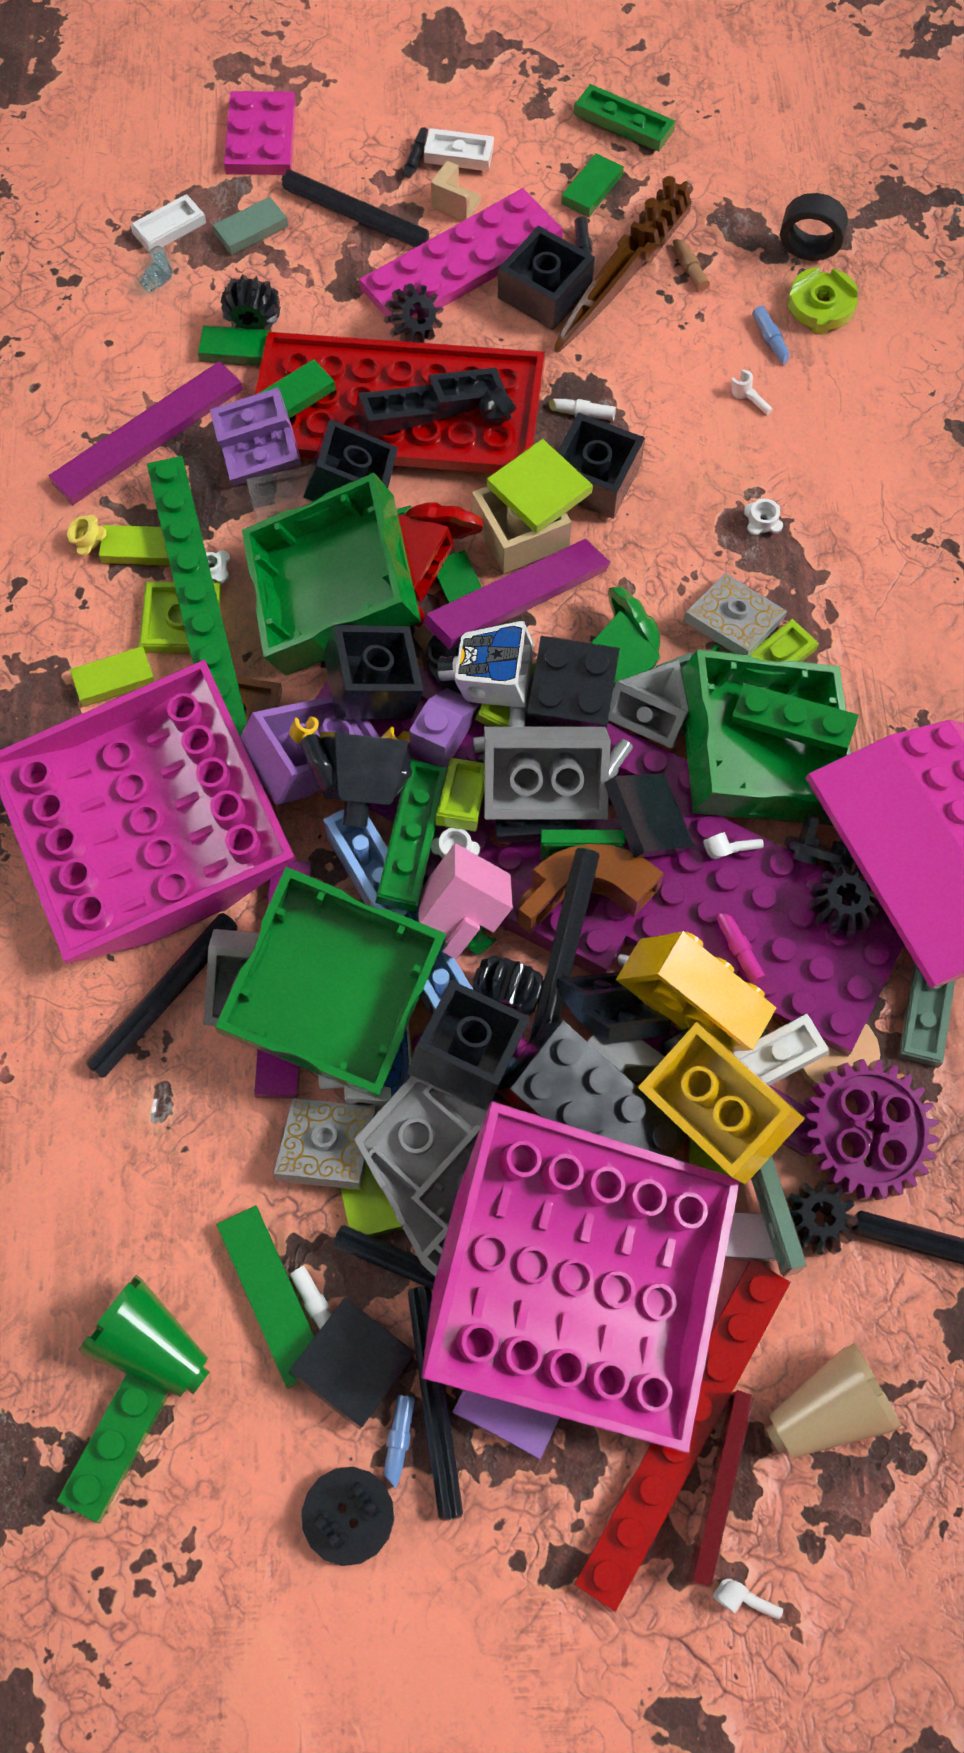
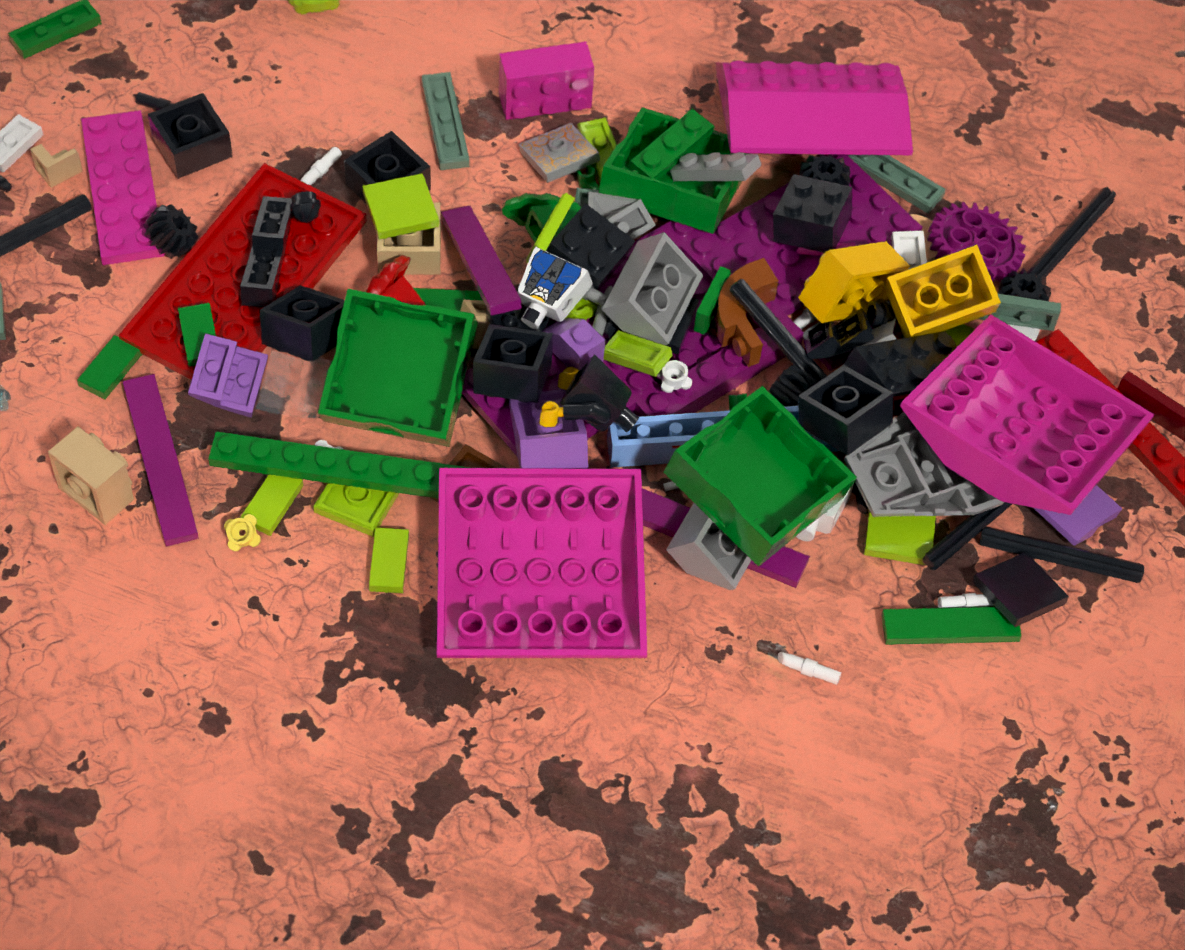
camera: 70 degrees left, 10 degrees down
(81, 378) = (92, 474): none -> tan brick
(113, 1448) = (1022, 759): green plate -> none
(147, 1152) = (809, 667): none -> white piece
(147, 1342) = (956, 706): green cone -> none
(156, 1000) = (690, 617): black axle -> none
(250, 303) = (87, 333): black gear -> none
(321, 1144) = (857, 548): light grey plate -> none
(330, 1530) = (1125, 646): black plate -> none
(398, 1439) = (1079, 586): medium blue piece -> none
(411, 837) = (664, 399): green tile -> none
(463, 896) = (724, 377): bright pink plate -> none
(585, 627) = (553, 223): none -> lime tile
(592, 185) = (106, 76): green tile -> none
(645, 240) = (197, 72): reddish brown piece -> none
(649, 815) = (714, 249): black tile -> none
(691, 265) = (225, 50): medium nougat piece -> none
(718, 493) = (445, 121): none -> sand green tile
(719, 846) = (747, 226): white hand -> none
(745, 390) = (361, 67): white hand -> none
(763, 509) = (483, 103): white plate -> none
(768, 906) = (812, 214): none -> black brick
(771, 334) = (323, 31): medium blue piece -> none
(780, 773) = (715, 167): none -> light grey plate
(808, 847) = (775, 177): black plate -> none
(820, 556) = (546, 80): none -> dark pink brick
(833, 1408) = (1148, 333): tan cone -> none

